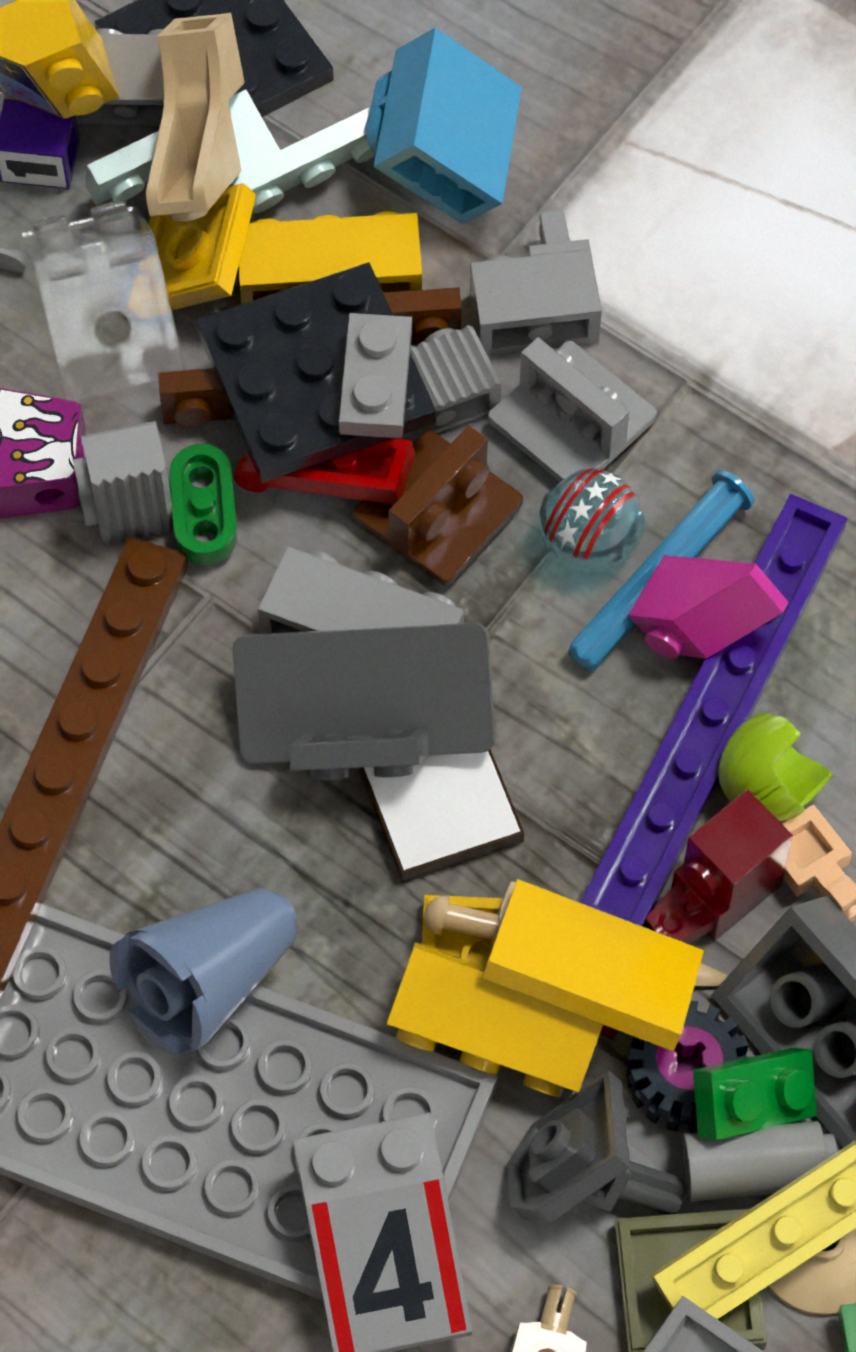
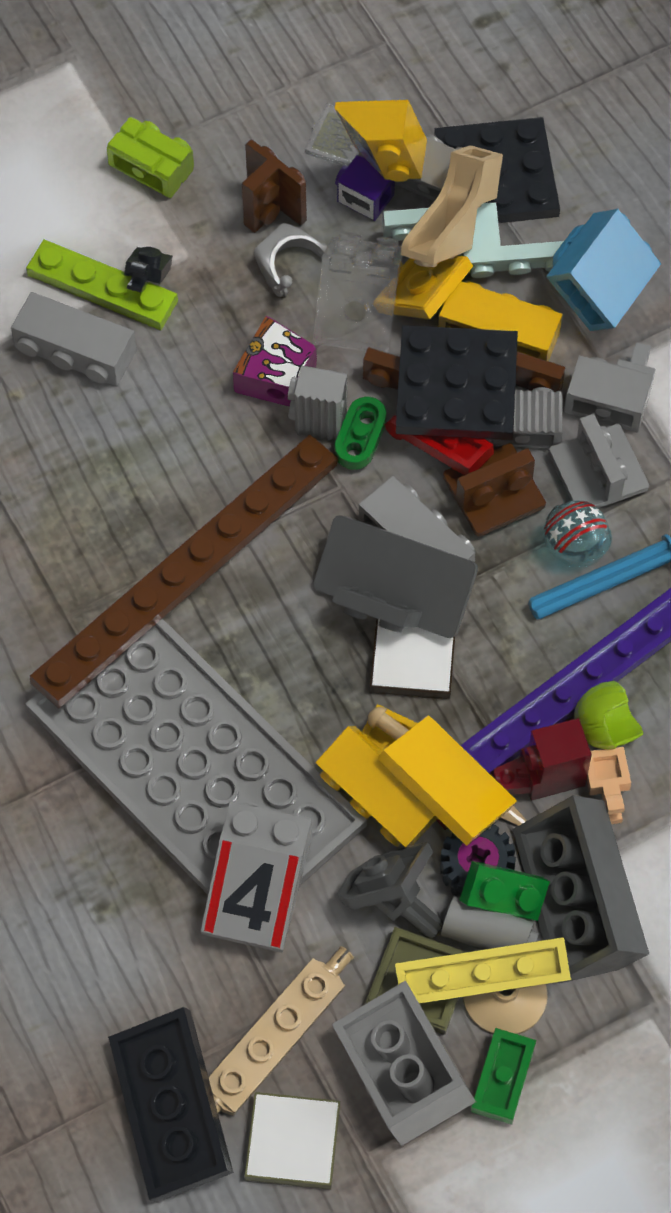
camera: 25 degrees right, 0 degrees up
(201, 965) = (230, 686): sand blue cone -> none
(375, 375) = (486, 397): light grey plate -> none
(703, 605) = (614, 607): dark pink slope -> none

